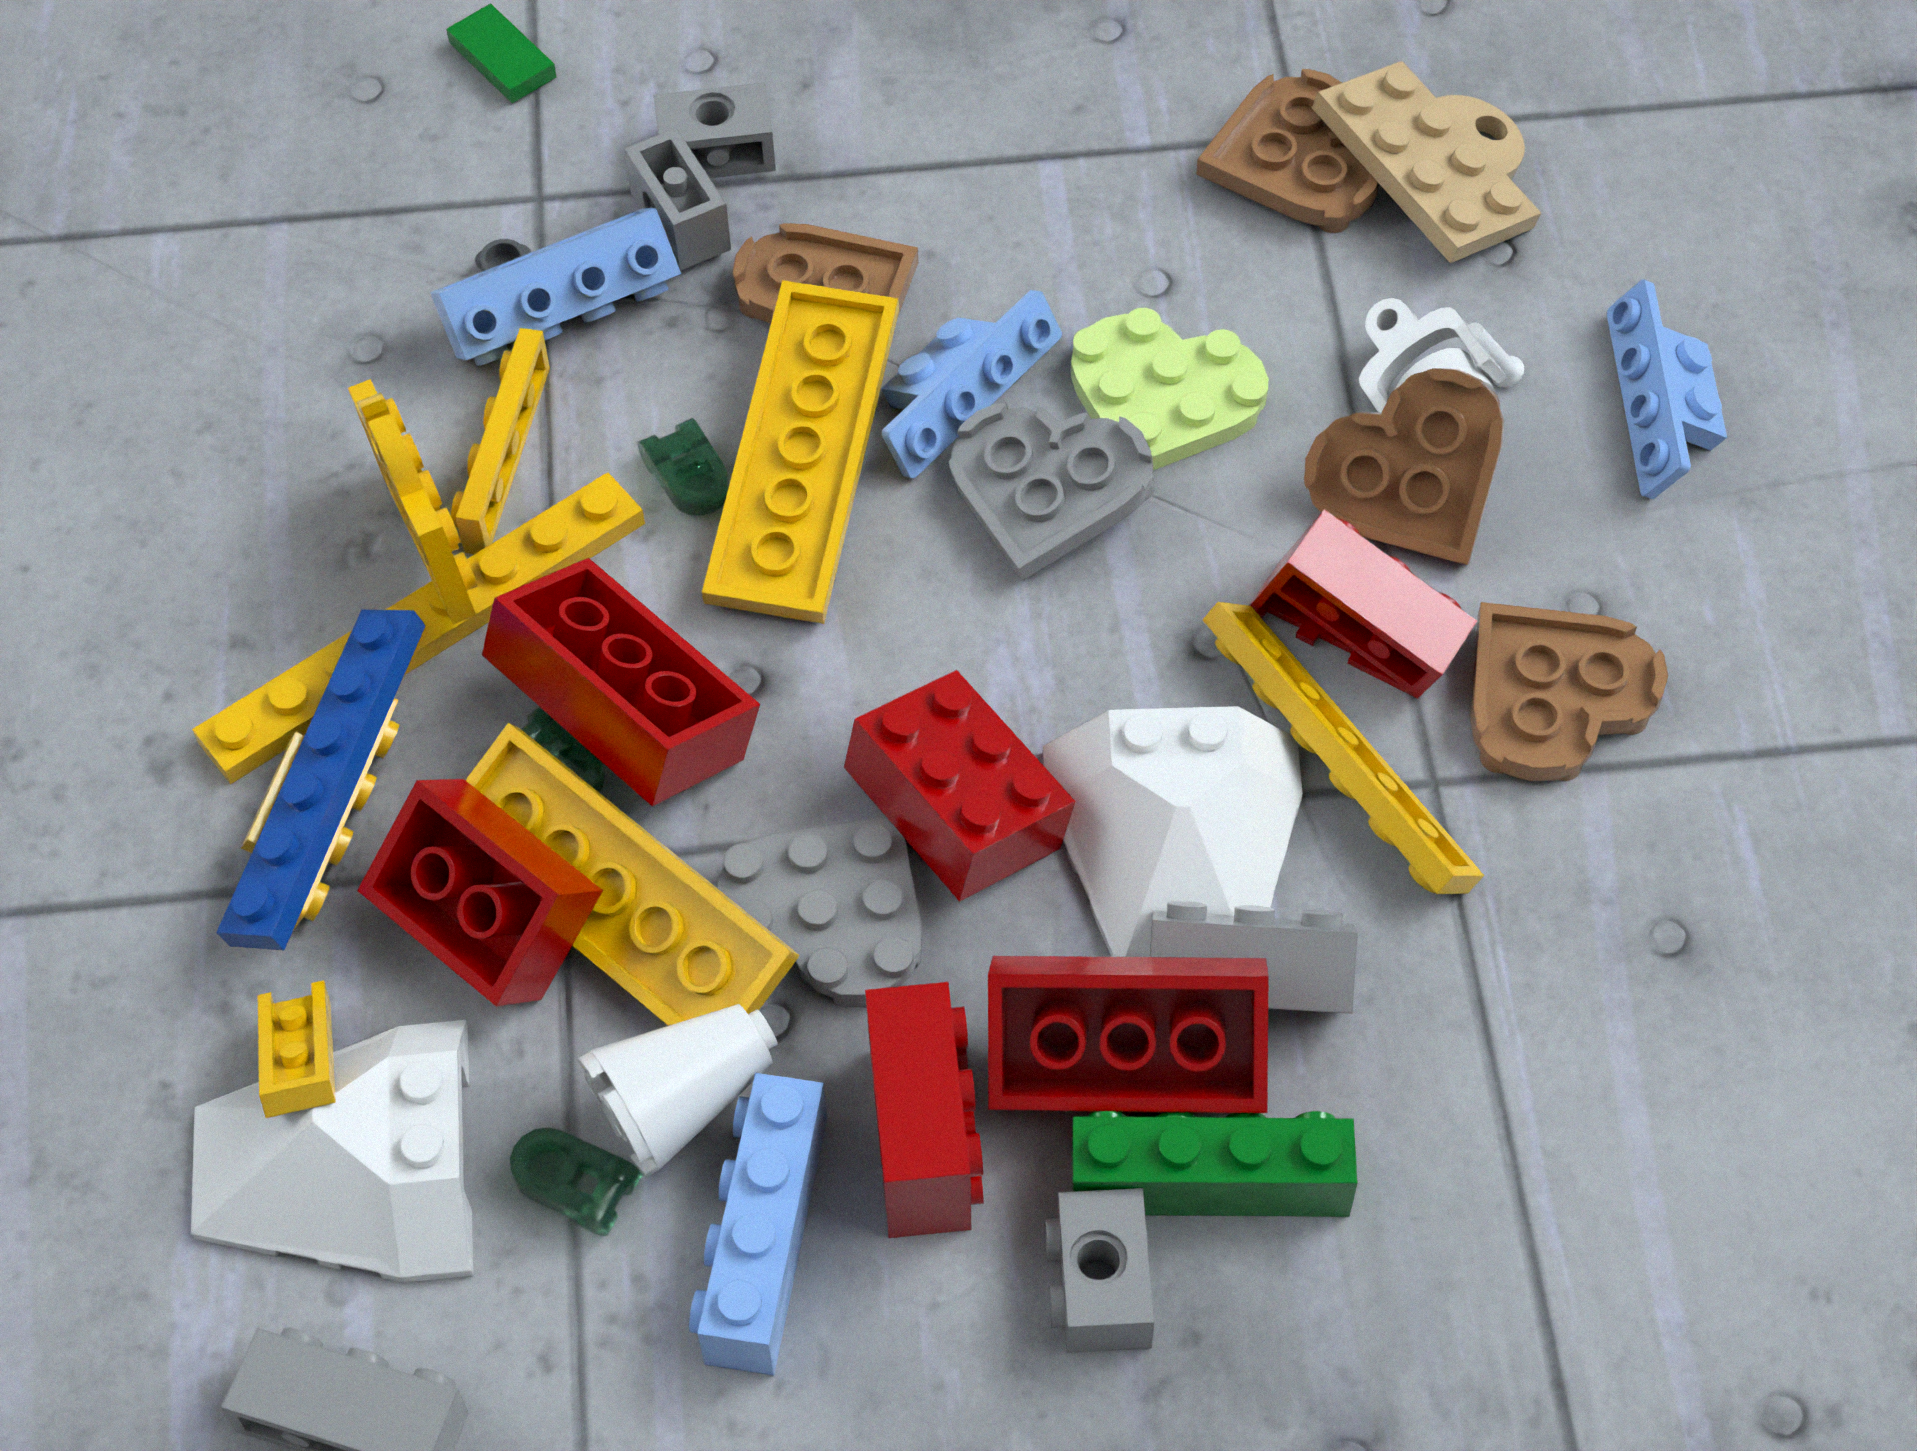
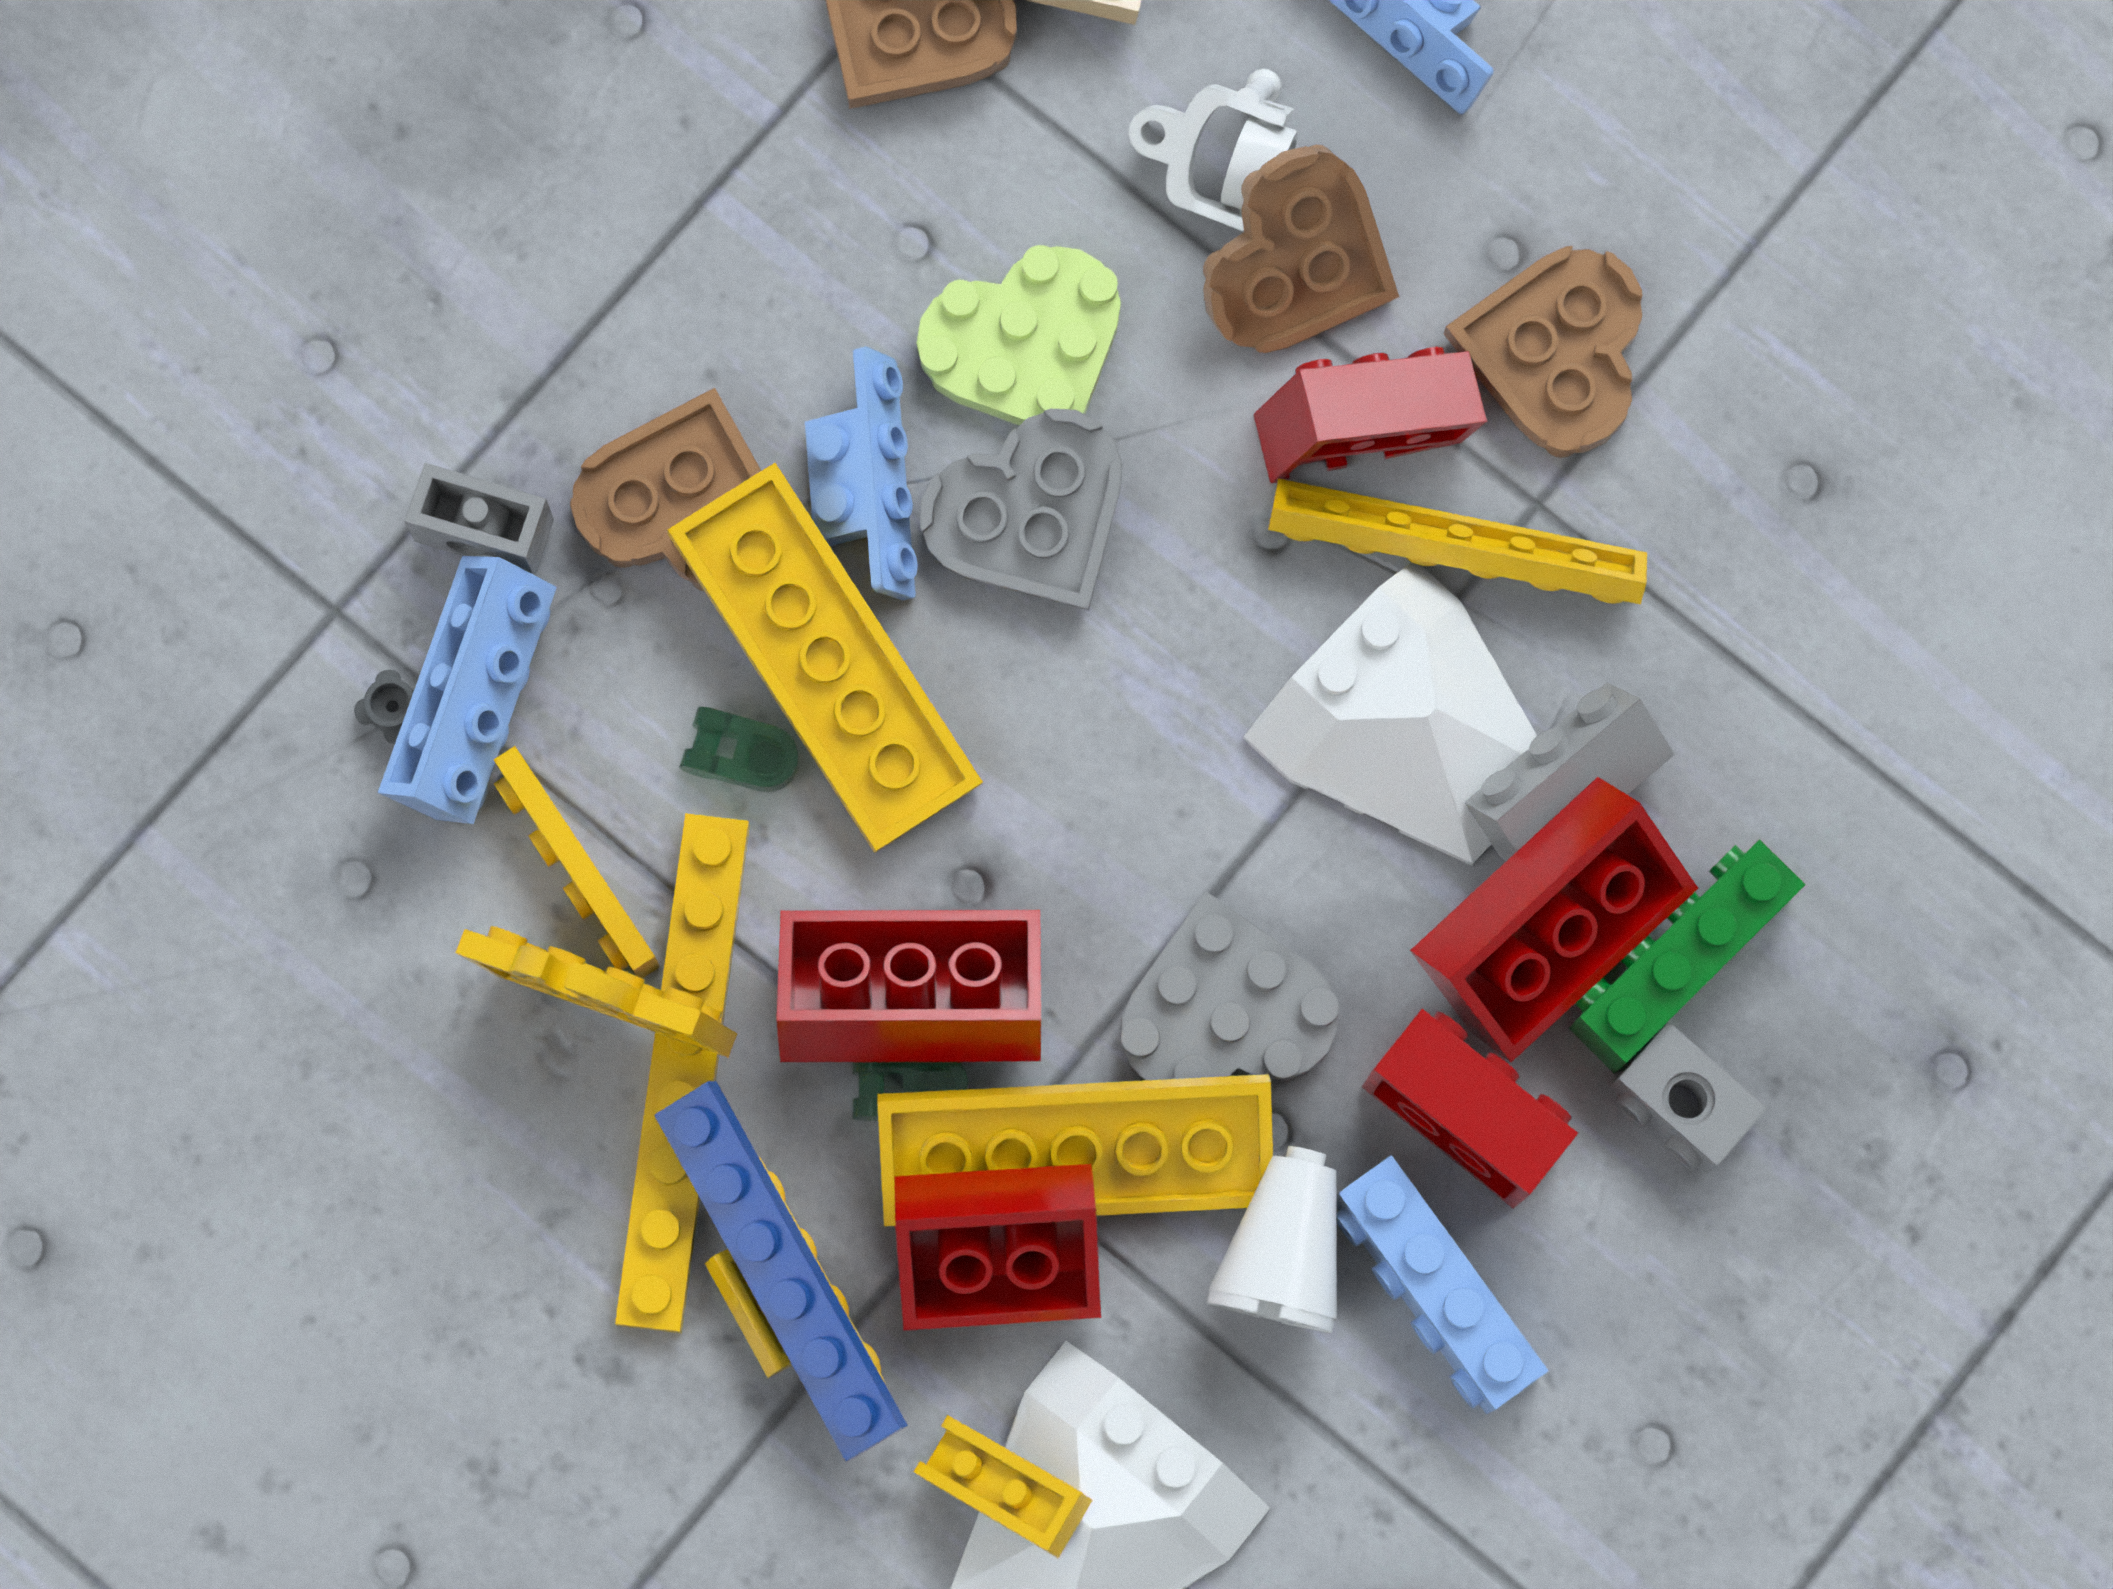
camera: 50 degrees left, 20 degrees up
(501, 53) = (148, 502): green tile -> none
(552, 1162) = (1248, 1387): clear green plate -> none
(722, 126) = (433, 384): light grey brick -> none
(958, 784) = (1235, 833): red brick -> none

